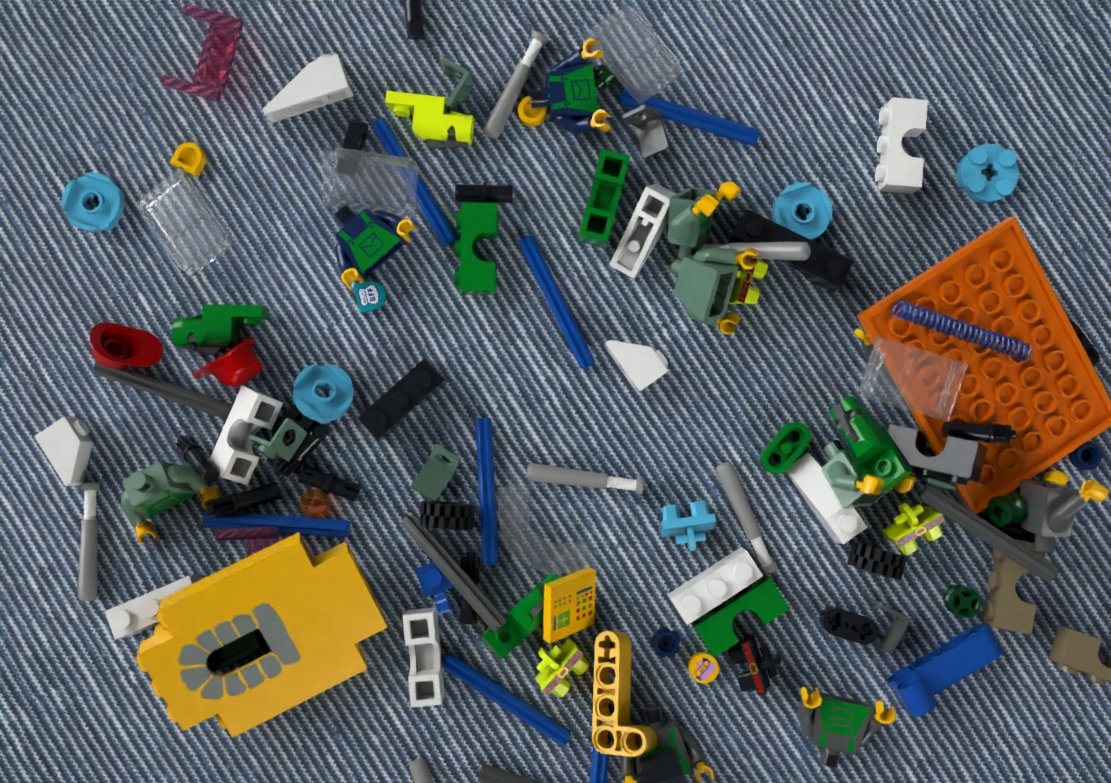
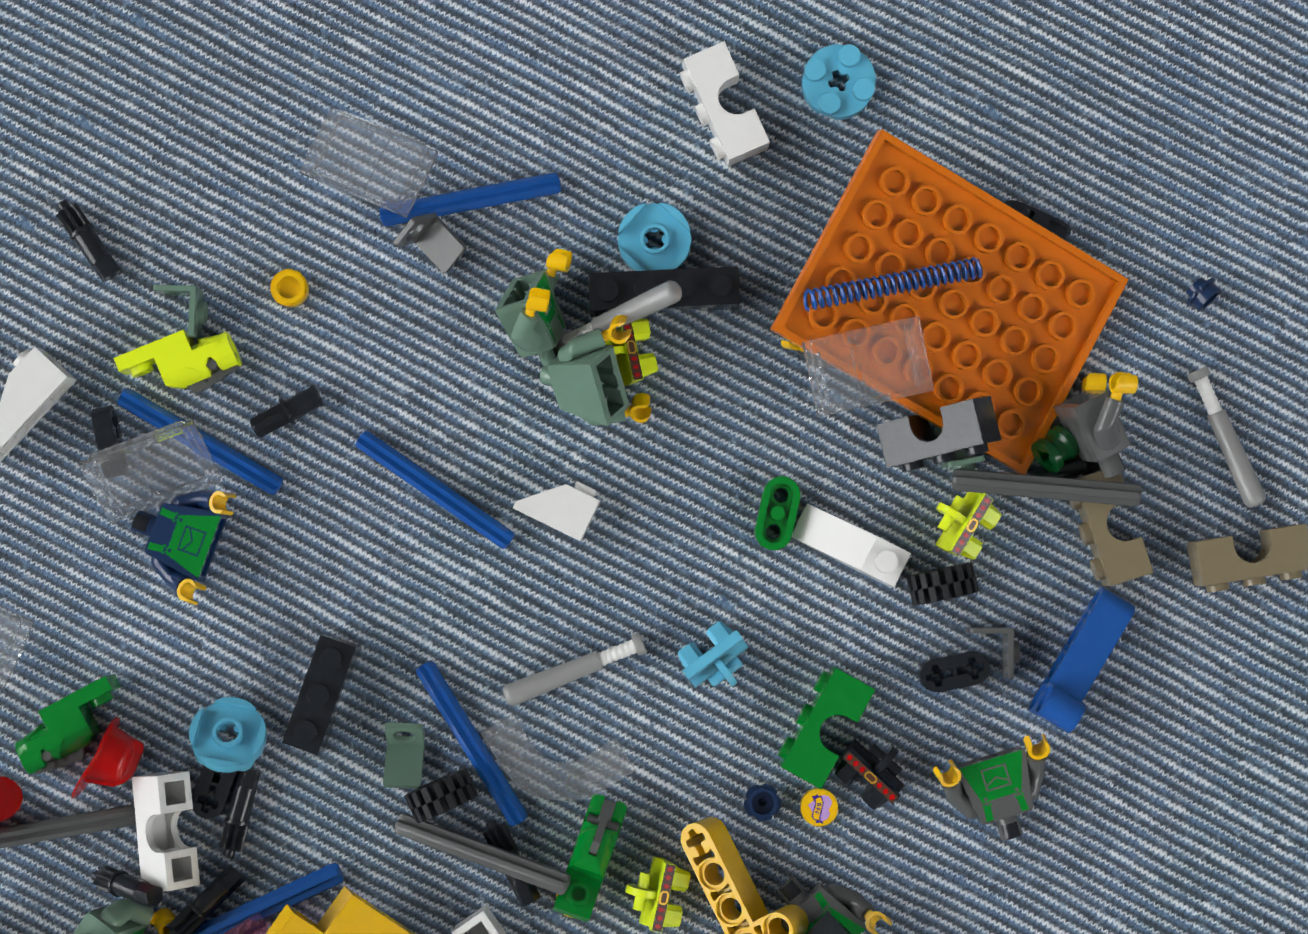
camera: 35 degrees left, 0 degrees up
(276, 446) = (208, 822): sand green bracket -> none
(315, 504) = (287, 863): clear orange tile -> none
(329, 483) = (290, 832): black pin -> none
(370, 296) = (221, 597): tile -> none
(435, 583) = (470, 878): blue plate -> none
(476, 223) = (295, 452): green arch -> none
(513, 88) = (255, 291): light grey piece -> none
(569, 604) = (630, 819): yellow tile -> none
(572, 93) = (324, 246): torso -> none
(603, 198) = (424, 346): green arch -> none
(604, 77) = (350, 207): dark green plate -> none
(643, 230) = (487, 357): white slope -> none
(715, 585) = (780, 710): white brick -> none
(745, 515) = (766, 606): light grey piece -> none
(855, 481) = (874, 507): sand green torso -> none
(870, 442) = (863, 457): green plate -> none
(968, 604) = (1069, 578): dark green wheel -> none
(982, 432) = (975, 382): black piece -> none
(1093, 456) = (1124, 340): dark blue plate -> none

